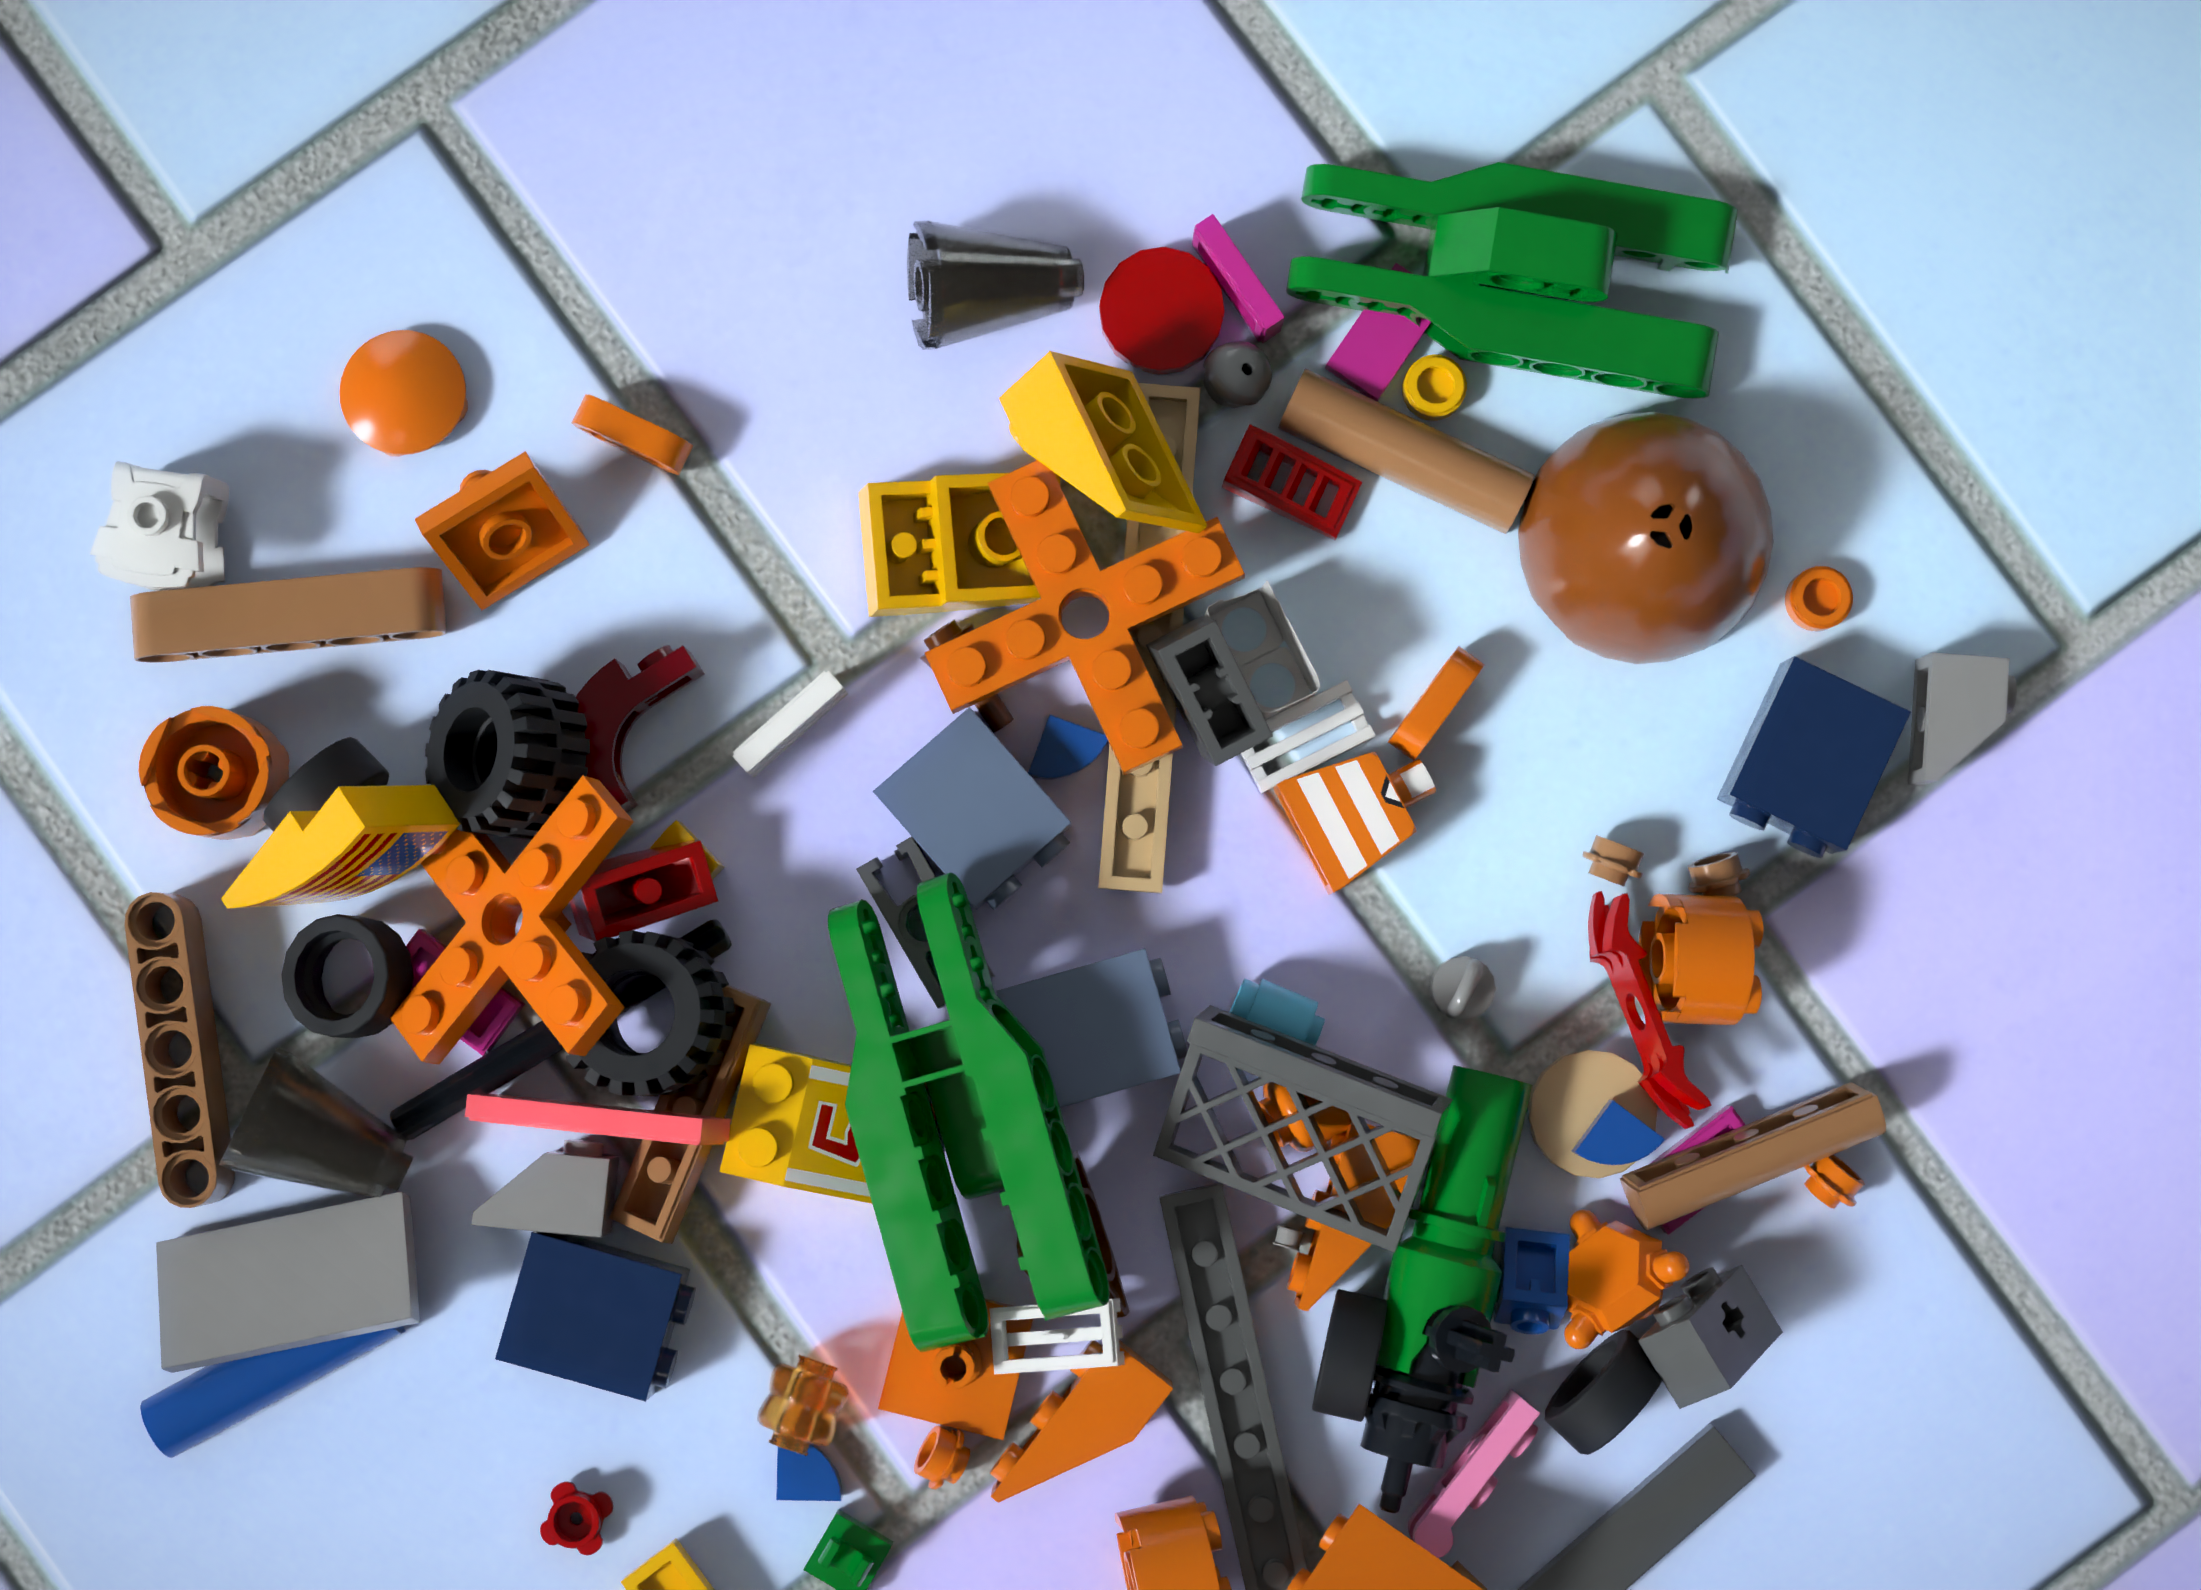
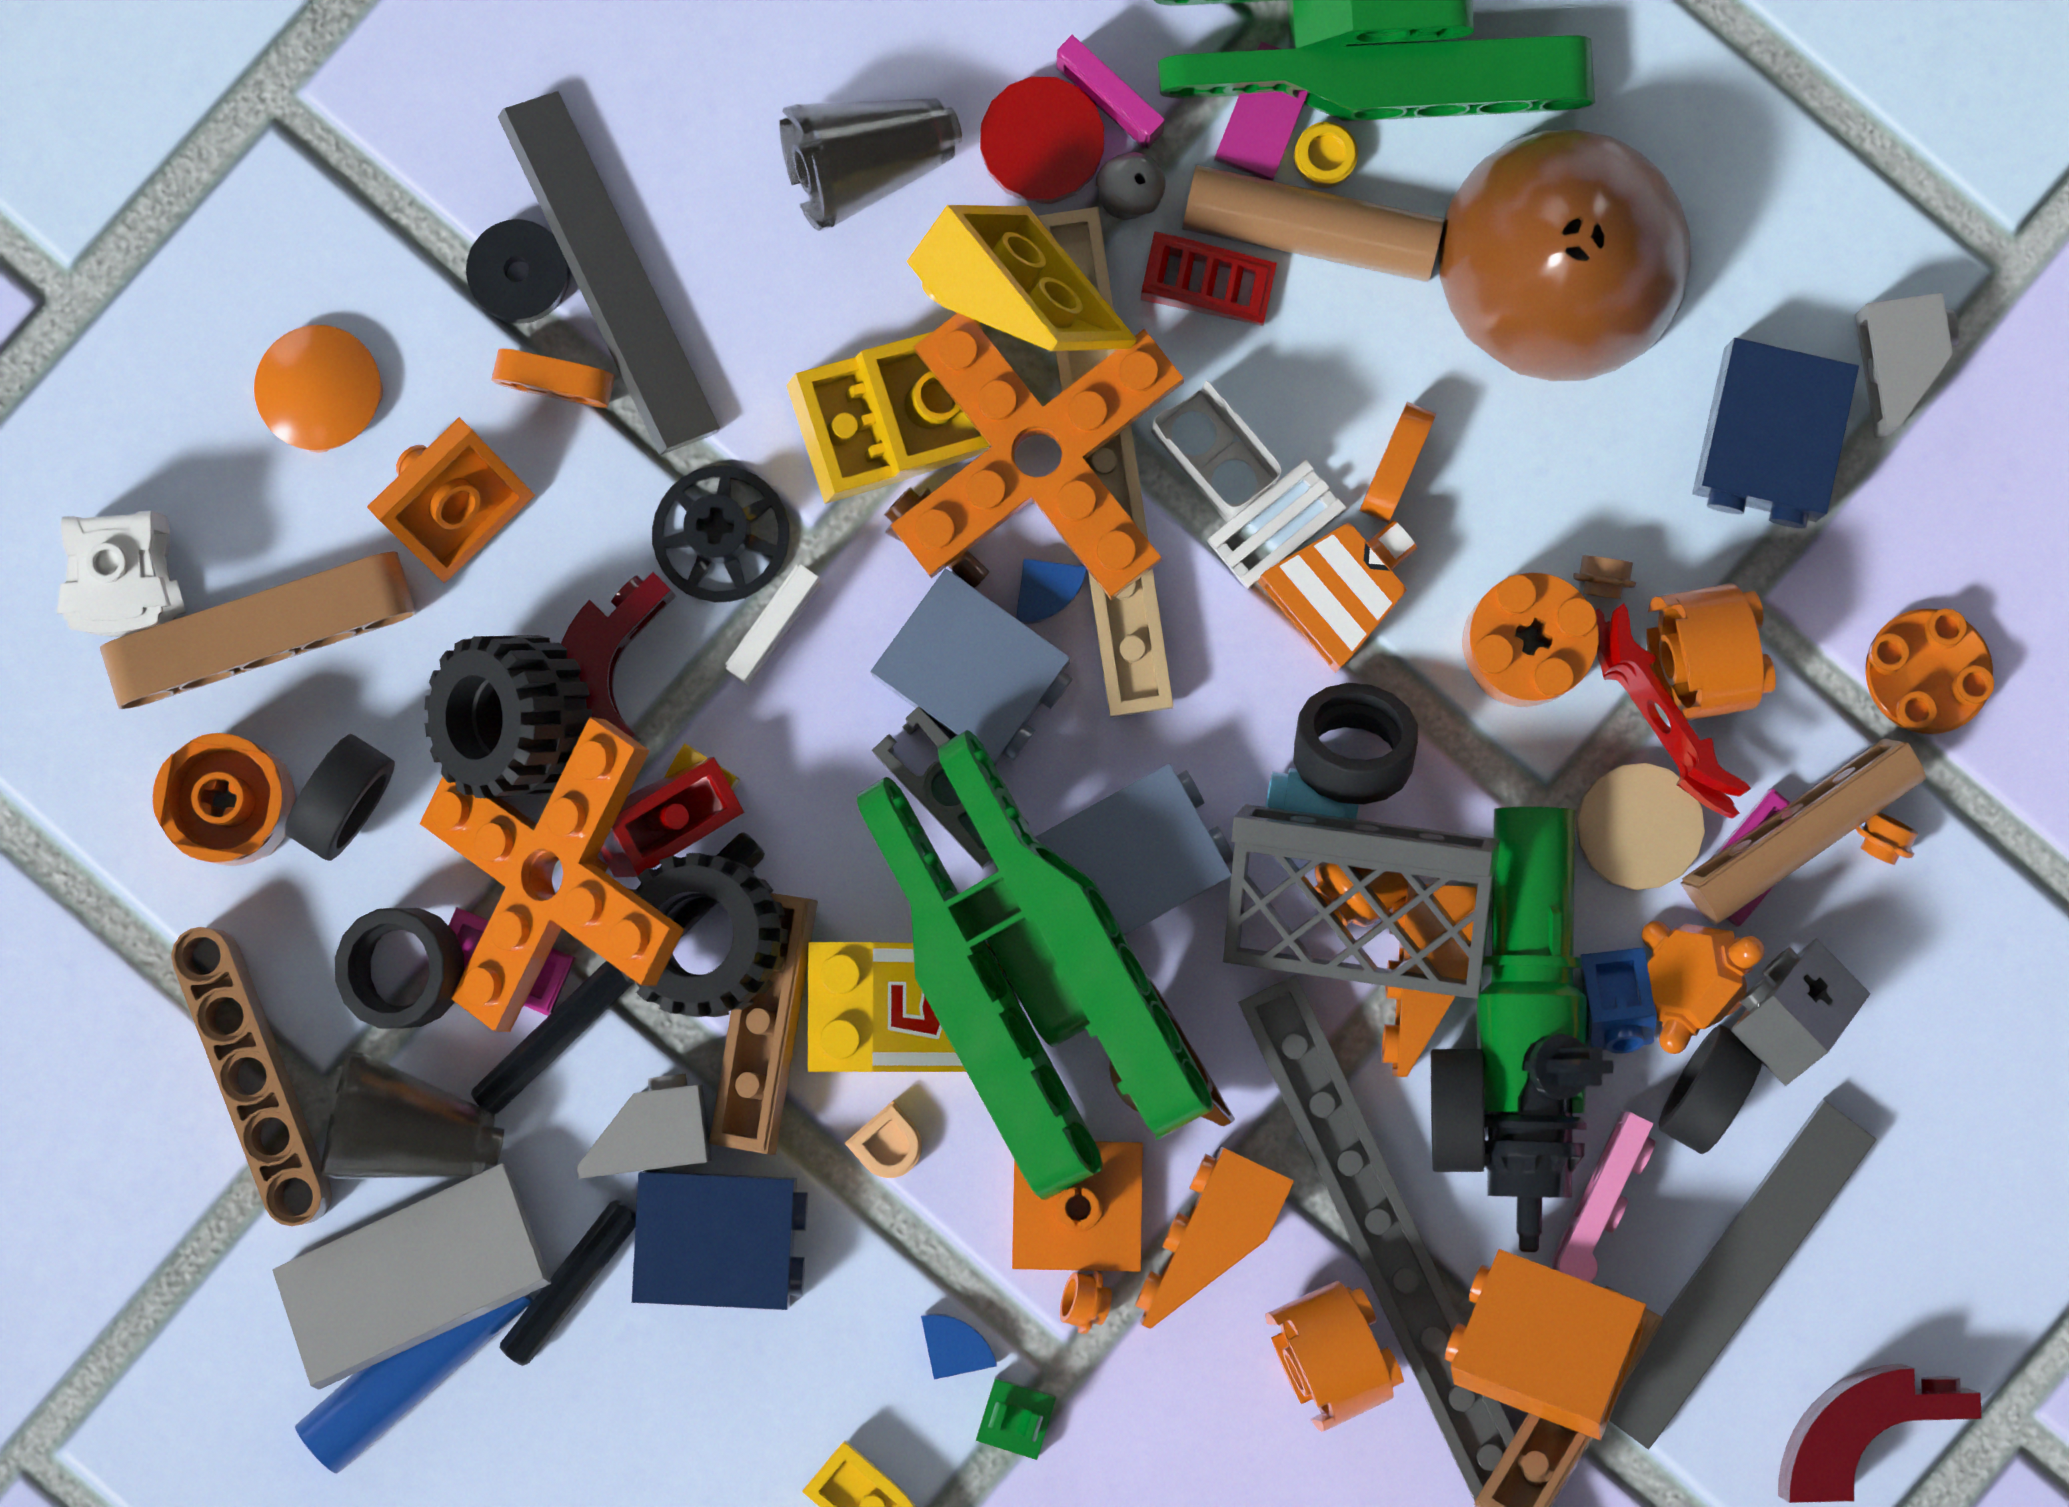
camera: 10 degrees left, 0 degrees up
(346, 847) = (376, 841): yellow slope -> none
(441, 1322) = (569, 1283): none -> black axle
(560, 1528) = (728, 1453): red plate -> none
(598, 1119) = (677, 1048): coral tile -> none
(615, 296) = (500, 248): none -> black piece
(710, 344) = (608, 272): none -> dark grey tile
(760, 622) = (720, 533): none -> black wheel
(785, 1256) = (887, 1143): none -> light nougat tile
(803, 1405) = (939, 1280): clear orange piece -> none
(1108, 1332) = (1220, 1140): white tile -> none
(1209, 690) = (1175, 498): dark grey brick -> none
(1288, 1237) = (1372, 1014): light grey piece -> none
(1342, 934) = (1360, 708): none -> black tyre
(1462, 988) = (1486, 733): light grey tile -> none
(1562, 896) = (1563, 623): none -> orange brick
(1617, 1137) = (1668, 843): blue tile -> none
(1717, 875) = (1709, 567): medium nougat plate -> none
(1818, 598) = (1747, 276): orange tile -> none
(1911, 1026) = (1929, 671): none -> orange dish

